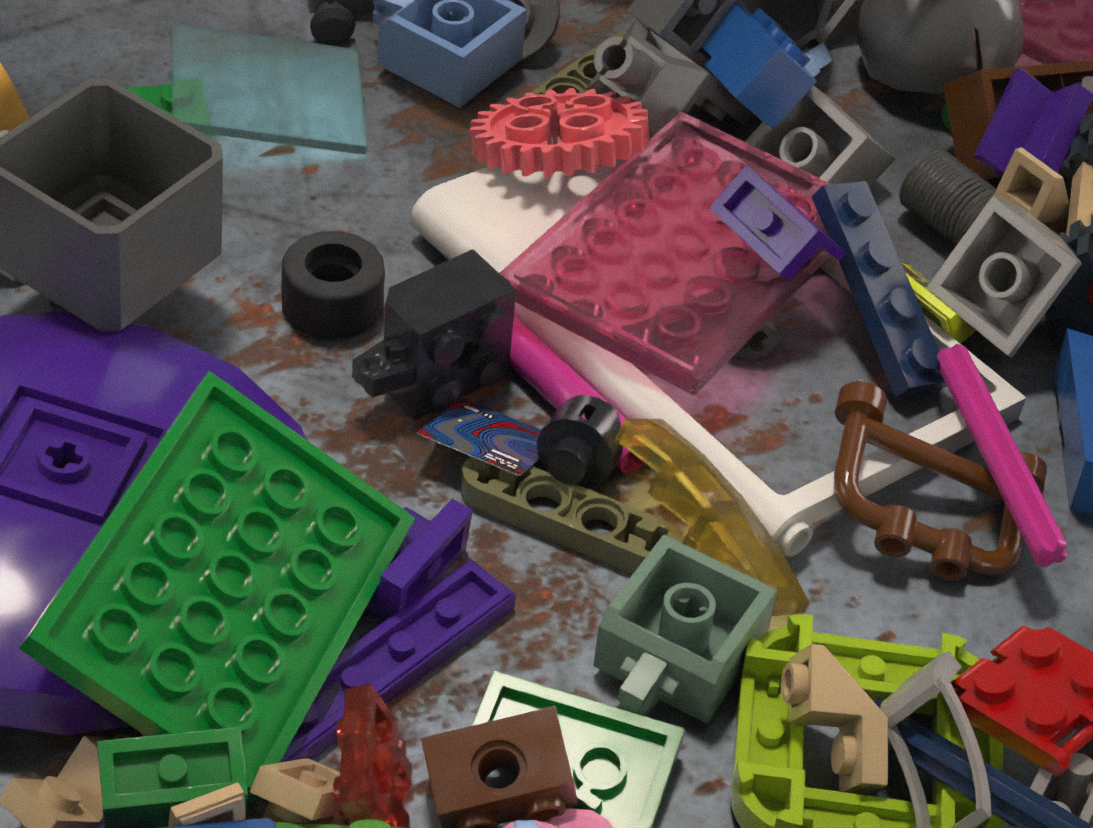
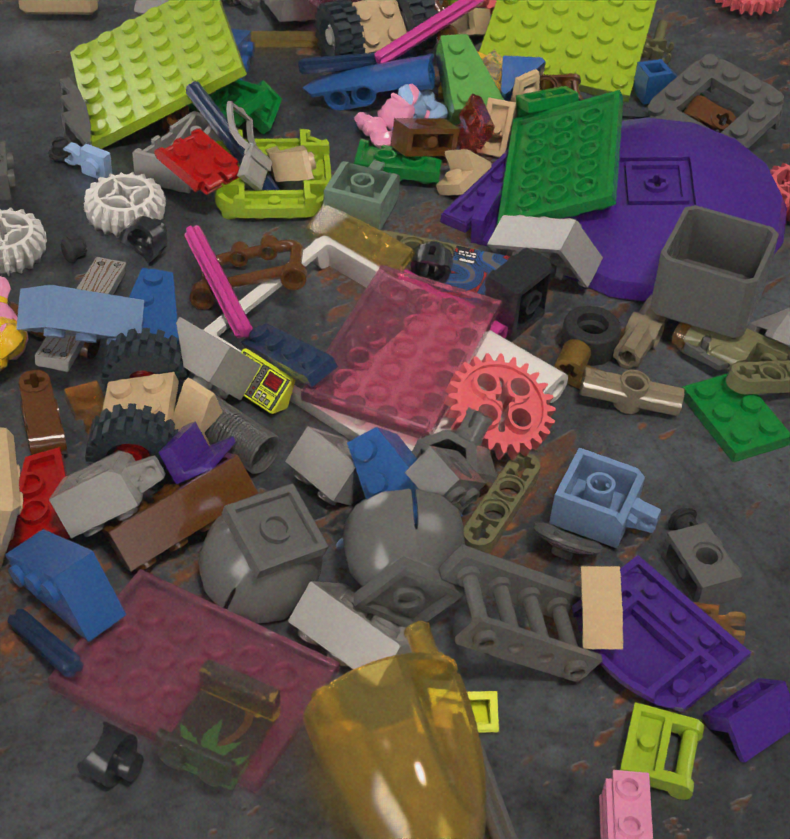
camera: 170 degrees right, 0 degrees up
(228, 284) = (640, 335): none -> dark tan piece
(267, 89) = (694, 454): clear light blue piece -> none
(316, 177) = (631, 391): none -> dark tan piece
(355, 407) = (555, 239): none -> light grey wedge
(393, 231) = (573, 361): none -> pearl gold panel
(436, 683) = (464, 172): none -> tan slope
(771, 223) = (352, 345): panel -> none

